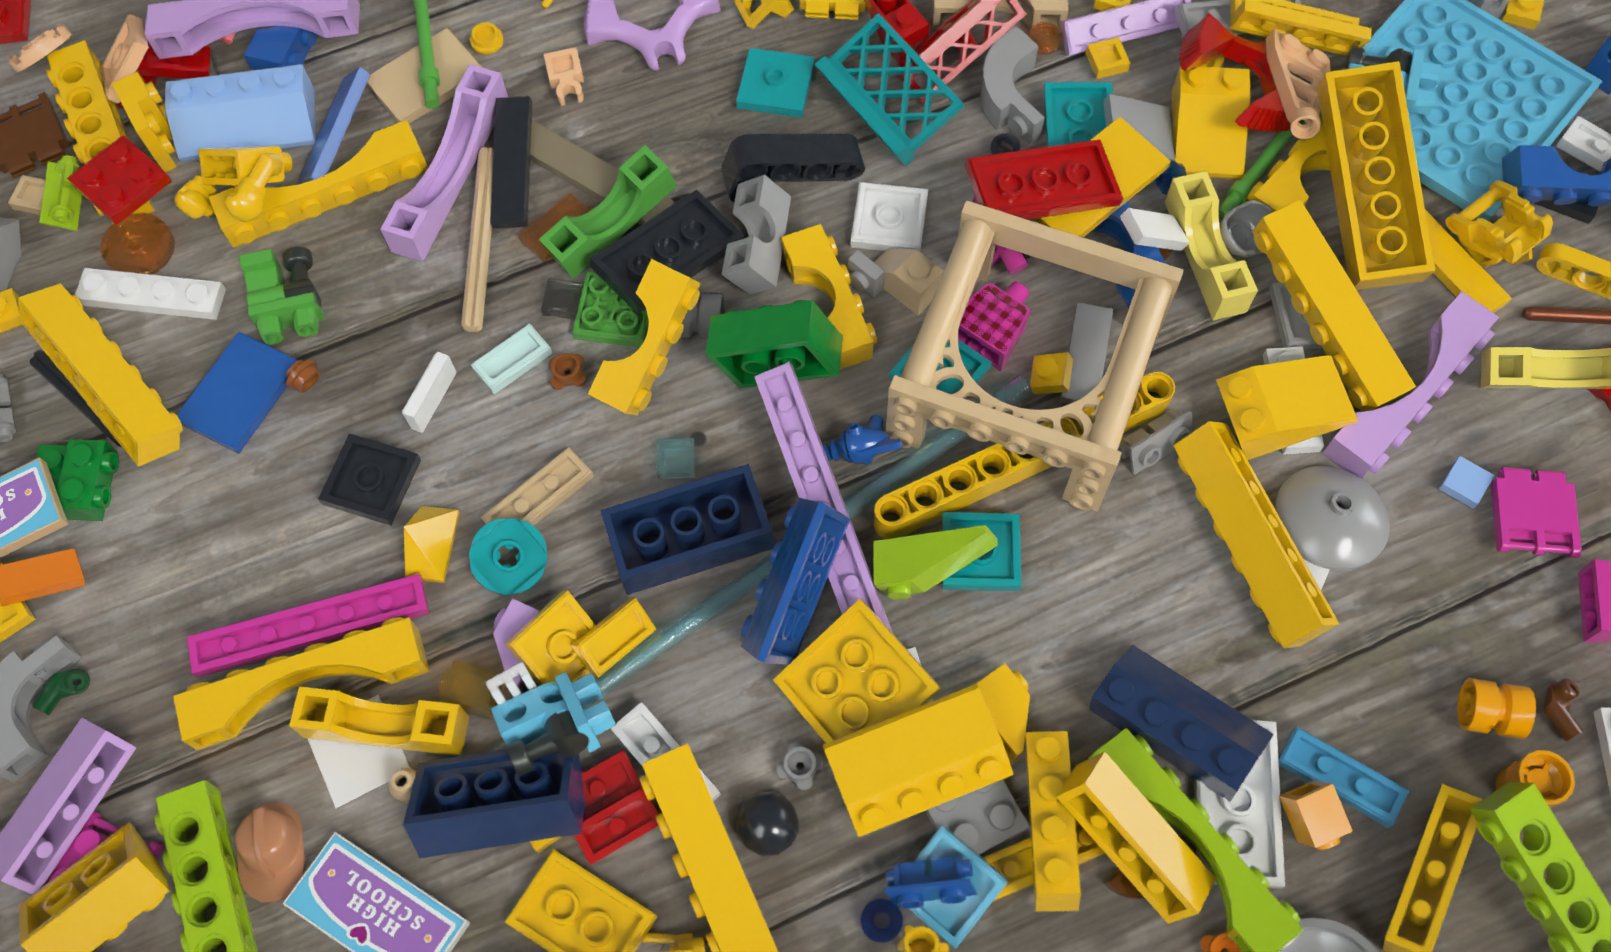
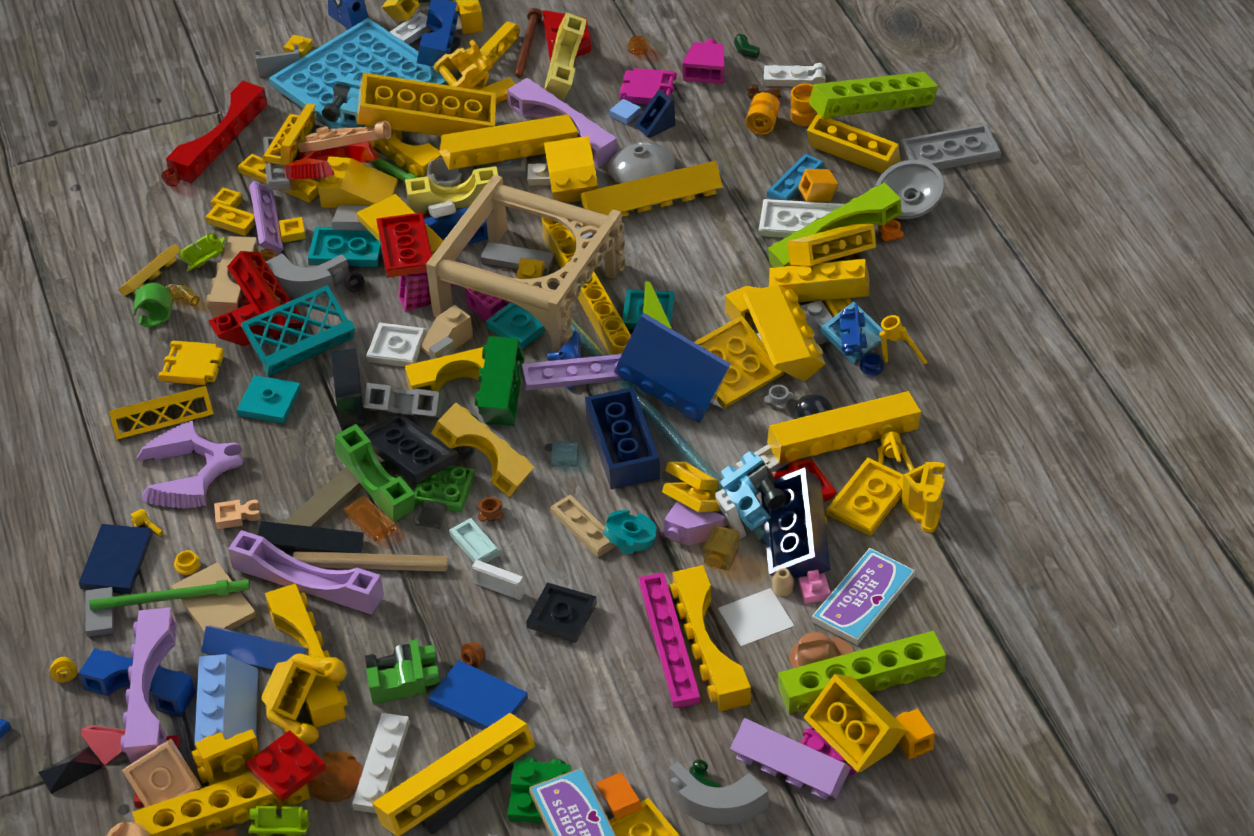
camera: 85 degrees left, 20 degrees down
(347, 719) = (743, 588): yellow arch -> none
(392, 838) = (814, 587): none -> bright pink tile
(430, 542) = (612, 582): yellow slope -> none
(1180, 721) = (770, 224): dark blue slope -> none
(1454, 530) = (658, 115): none -> dark blue slope

